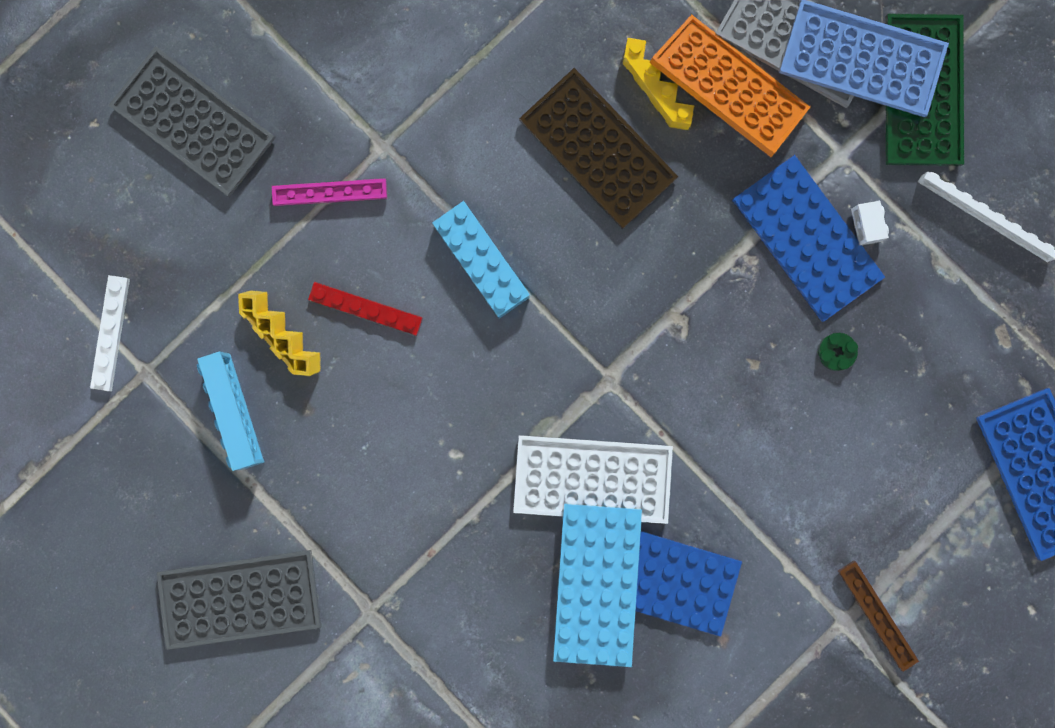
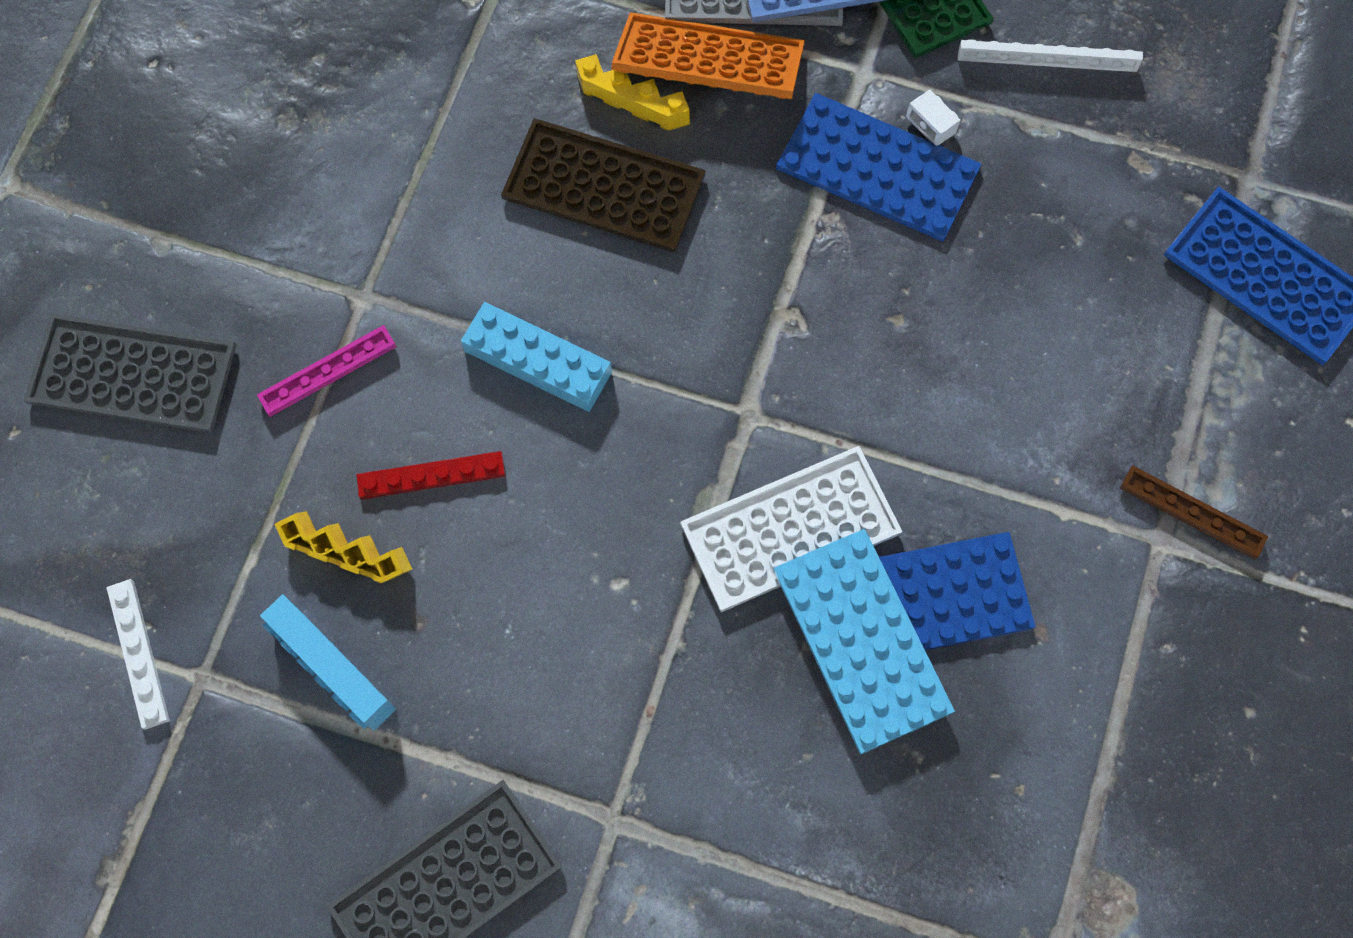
camera: 30 degrees left, 15 degrees down
(827, 355) = (980, 249): dark green plate -> none

